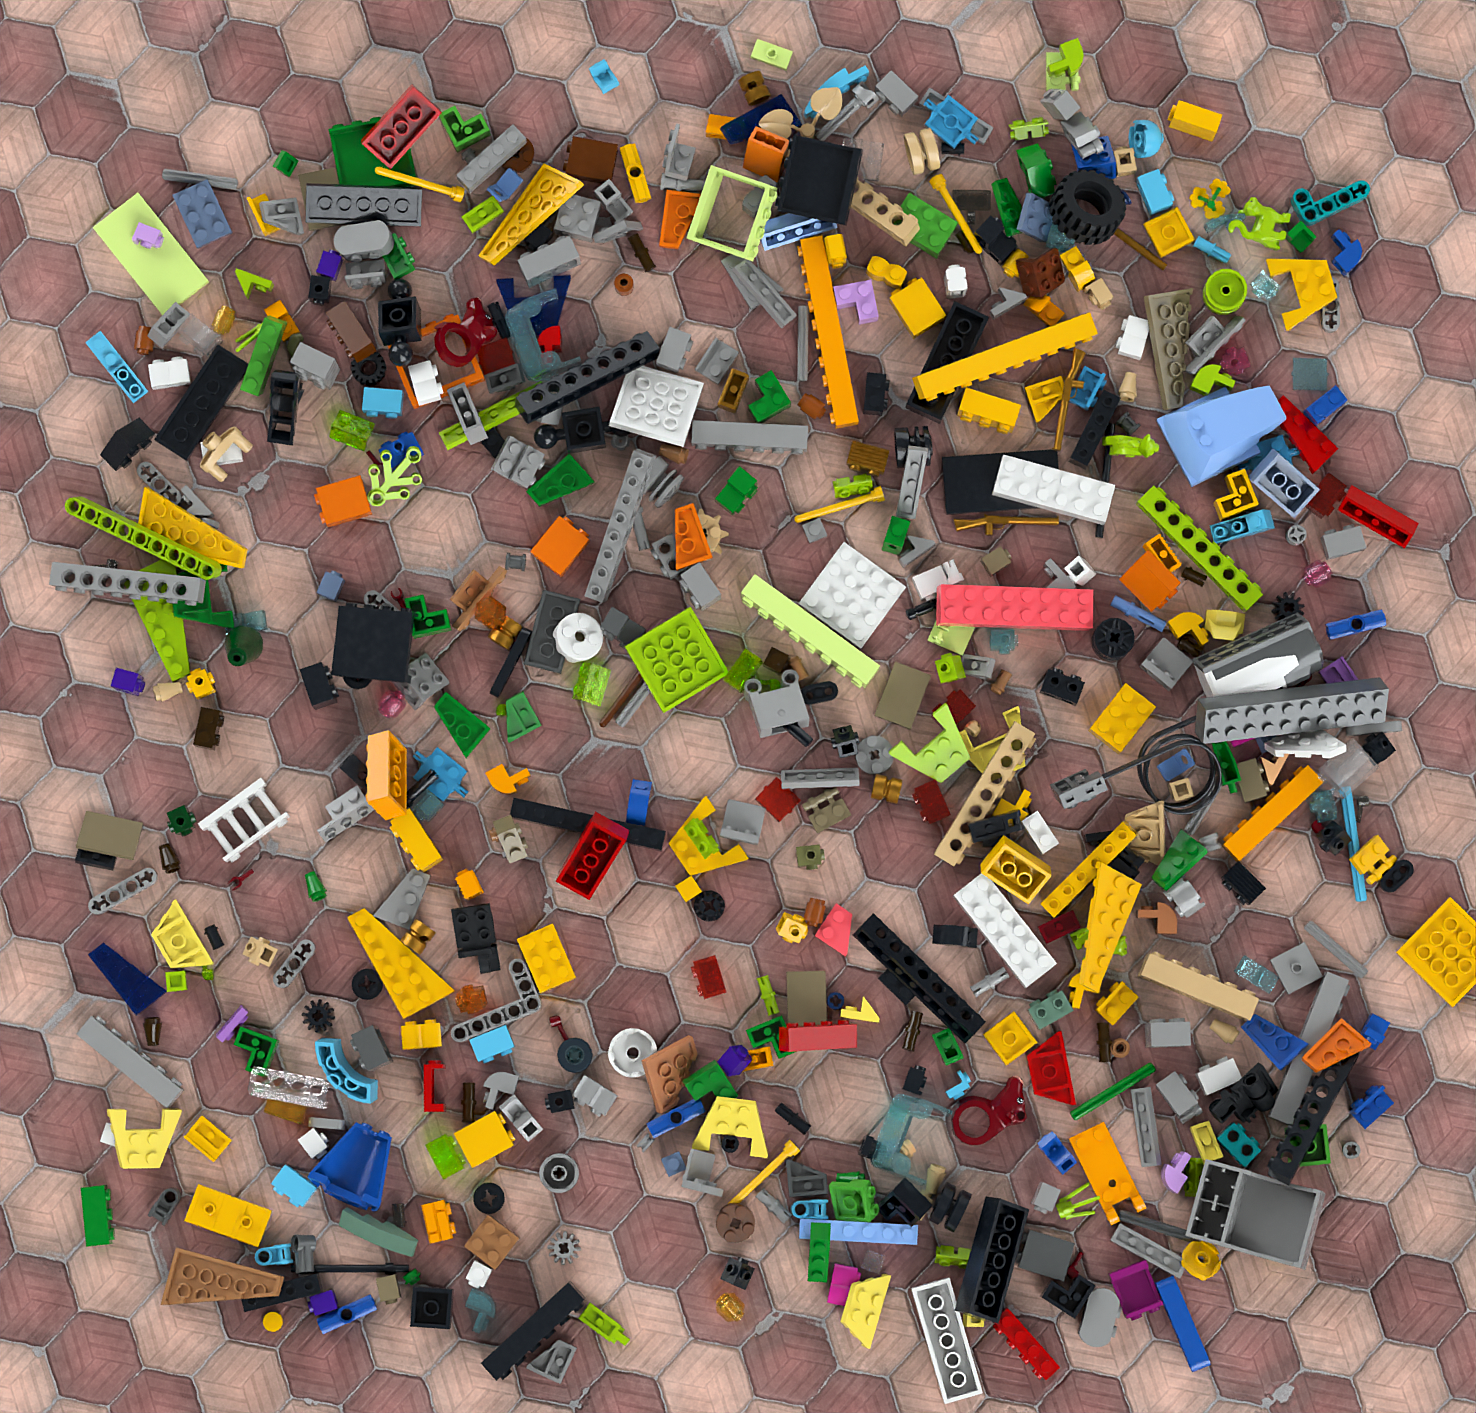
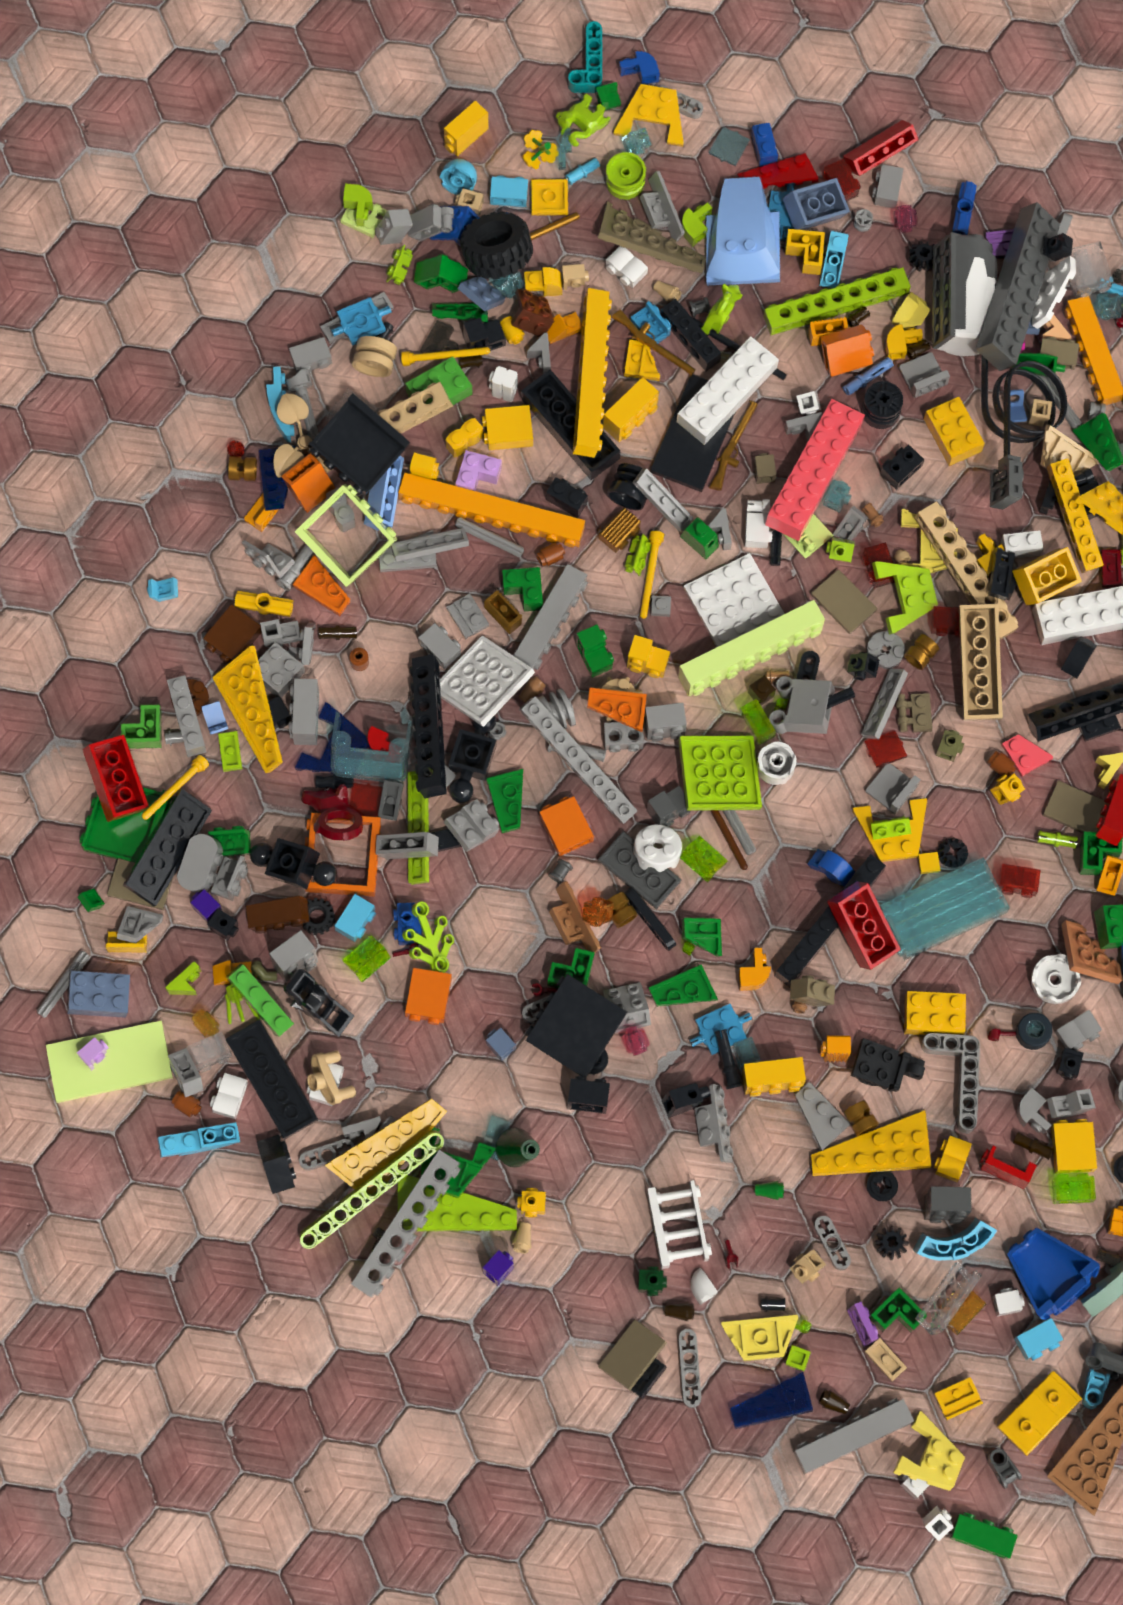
camera: 65 degrees left, 10 degrees down
(88, 1169) = (938, 1522): none -> white brick
(200, 867) = (702, 1287): none -> white brick
(208, 728) = (577, 1216): dark brown brick -> none
(211, 1059) = (885, 1359): none -> tan plate
(326, 1123) = (994, 1283): light grey beam -> none
(386, 775) = (704, 1070): light orange brick -> none
(425, 383) = (360, 868): white brick -> none
(471, 999) = (941, 1097): clear orange brick -> none
(492, 1043) = (990, 1099): medium azure brick -> none
(649, 921) = (944, 908): none -> clear light blue brick
(719, 698) = (772, 773): none -> white brick
(734, 1060) = (1104, 892): dark purple brick -> none
(754, 537) = (646, 658): none -> yellow brick
(771, 54) = (218, 442): yellowish green plate -> none
(771, 76) = (235, 448): none -> clear red plate
(831, 1005) = (1088, 779): dark blue bush -> none
(898, 846) = (980, 662): none -> tan brick
(1240, 355) = (689, 195): clear pink brick -> none
(1351, 729) = (1058, 247): none -> black brick
(1378, 747) = (1081, 236): black brick -> none

